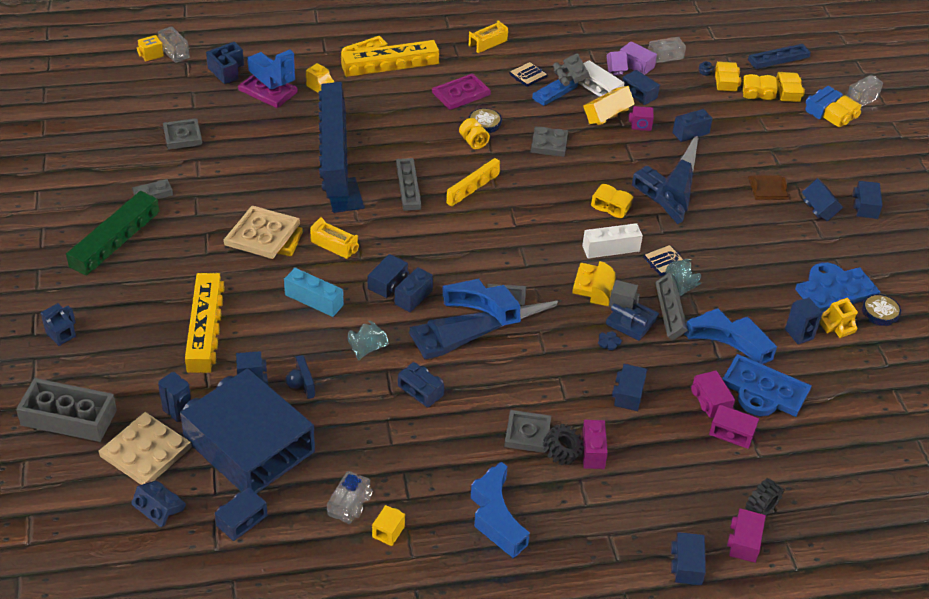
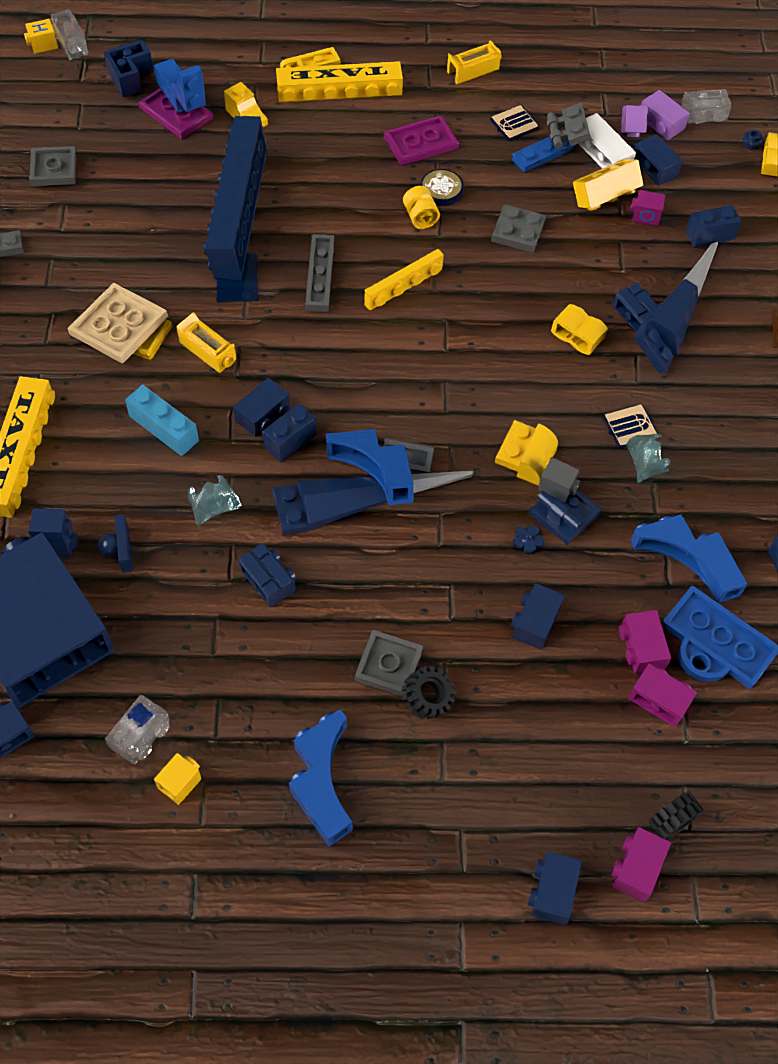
camera: 10 degrees right, 15 degrees up
(594, 444) = (469, 697): magenta brick -> none
(612, 240) = (565, 390): white brick -> none
(671, 306) = (620, 500): dark grey plate -> none

